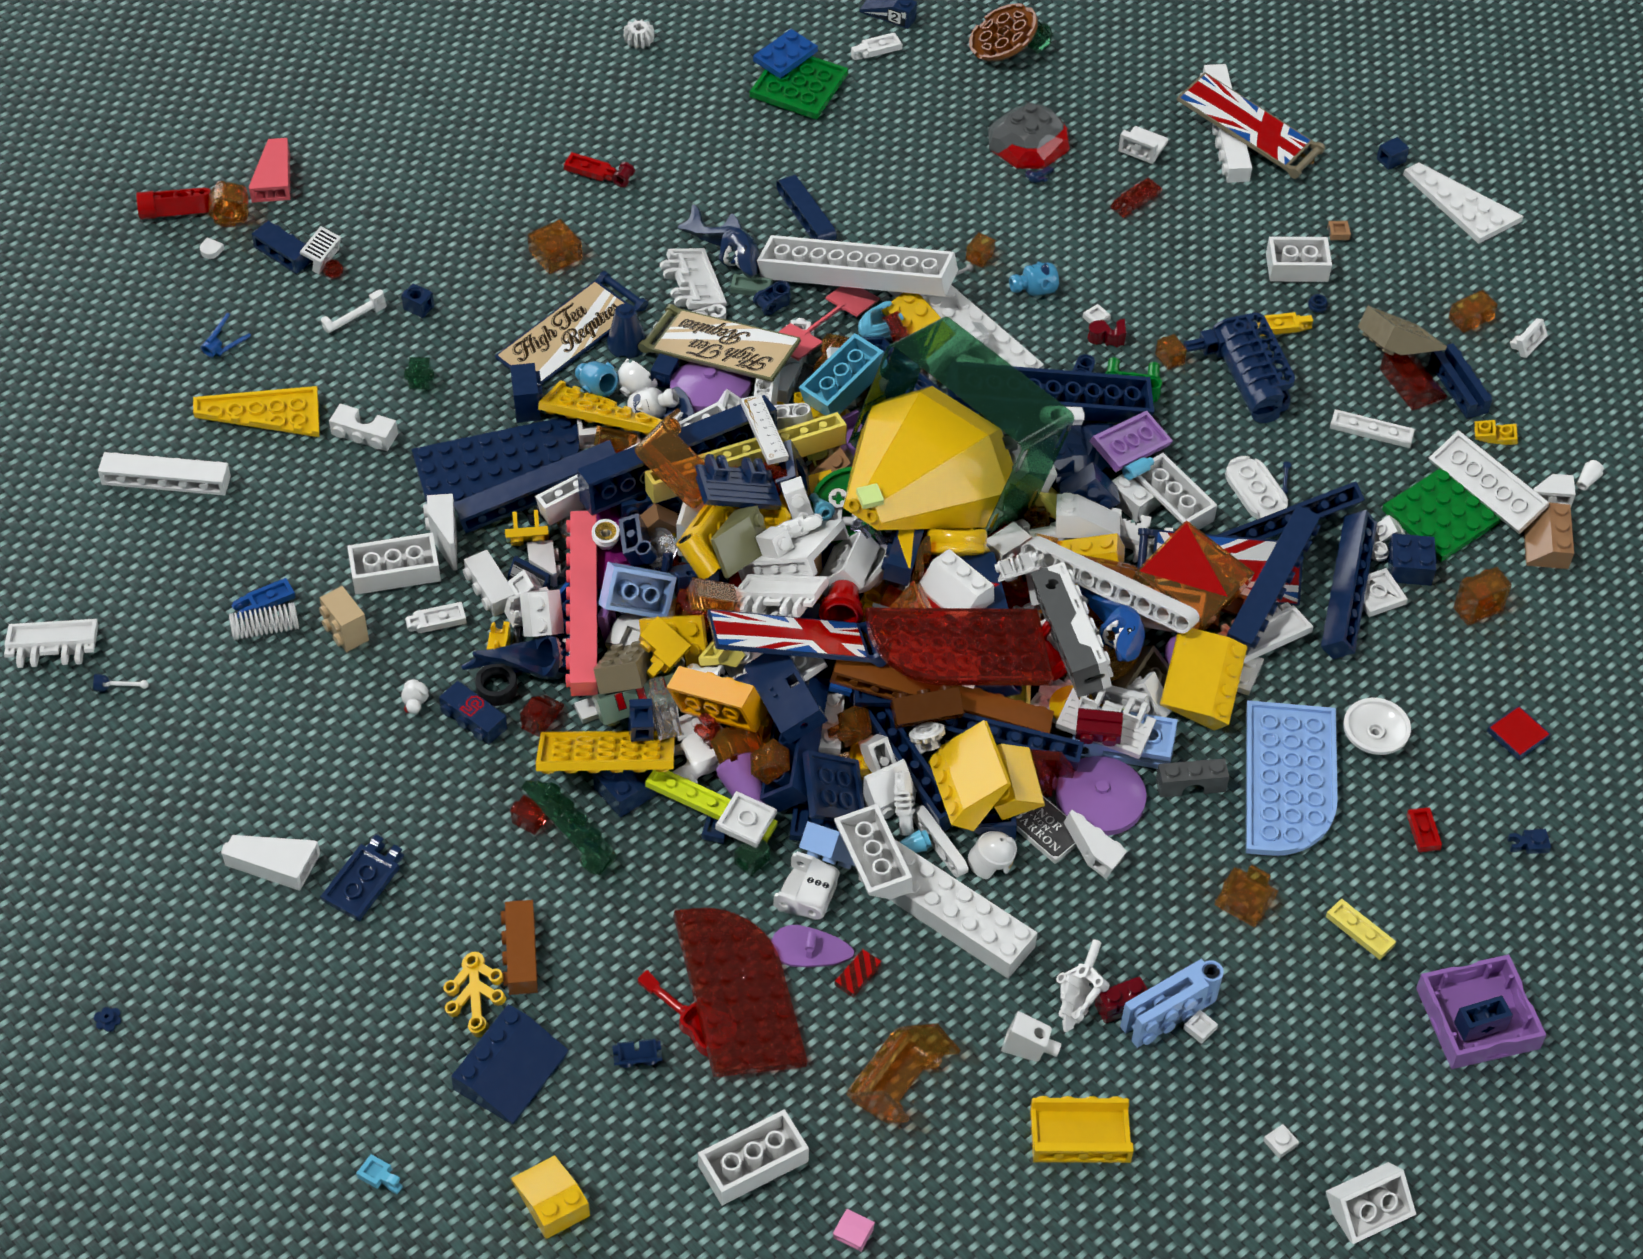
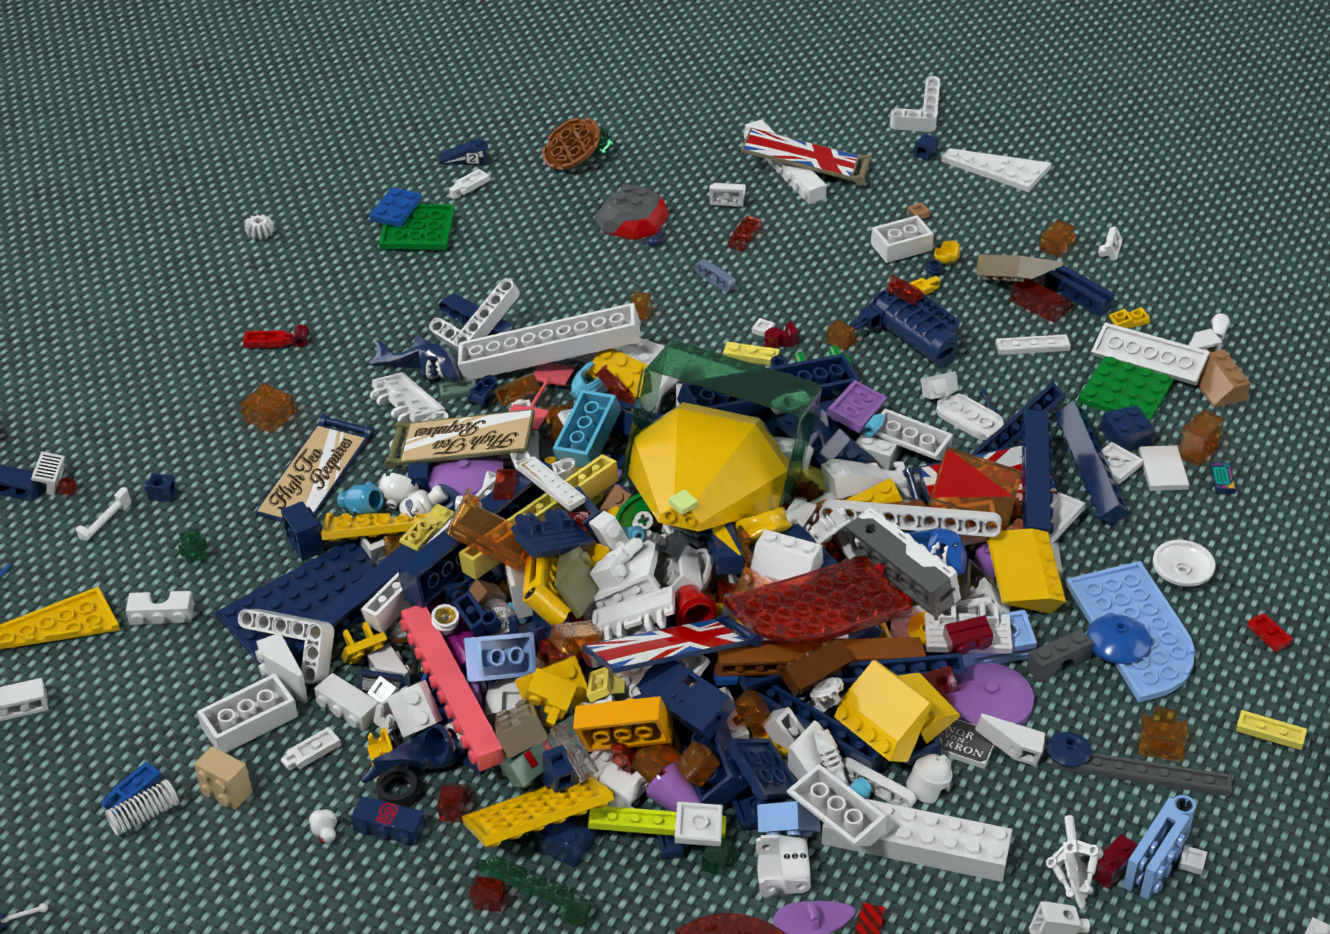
camera: 20 degrees left, 10 degrees down
(483, 504) = (297, 628): none -> white beam
(586, 710) = (495, 781): white tile -> none
(625, 332) = (368, 455): dark blue cone -> none
(630, 433) = (426, 528): none -> light yellow slope
(720, 415) = (505, 484): none -> clear red tile
(803, 307) = (517, 389): none -> clear orange brick
(808, 215) = (483, 319): none -> white beam
(847, 535) = (670, 546): none -> black piece
(1036, 279) = (700, 313): dark azure piece -> none
(1066, 340) = (750, 353): none -> light yellow plate
(1077, 238) = (720, 279): none -> sand blue beam
(1145, 882) = (1069, 749): none -> dark blue dish
(1206, 923) = (1154, 774): none -> dark grey tile
(1242, 444) = (939, 385): none -> white slope
(1253, 325) = (904, 290): none -> clear red hinge
(1261, 790) = (1119, 638): none -> blue dish
(1340, 292) = (948, 252): none -> yellow hair
(1380, 551) = (1099, 431): white plate -> none
(1386, 528) = (1093, 413): white bracket -> none
(1415, 117) = (919, 120): none -> white beam
(1426, 615) = (1163, 468): none -> white tile
(1483, 647) = (1222, 478): none -> tile
(1518, 732) = (1292, 533): red tile -> none

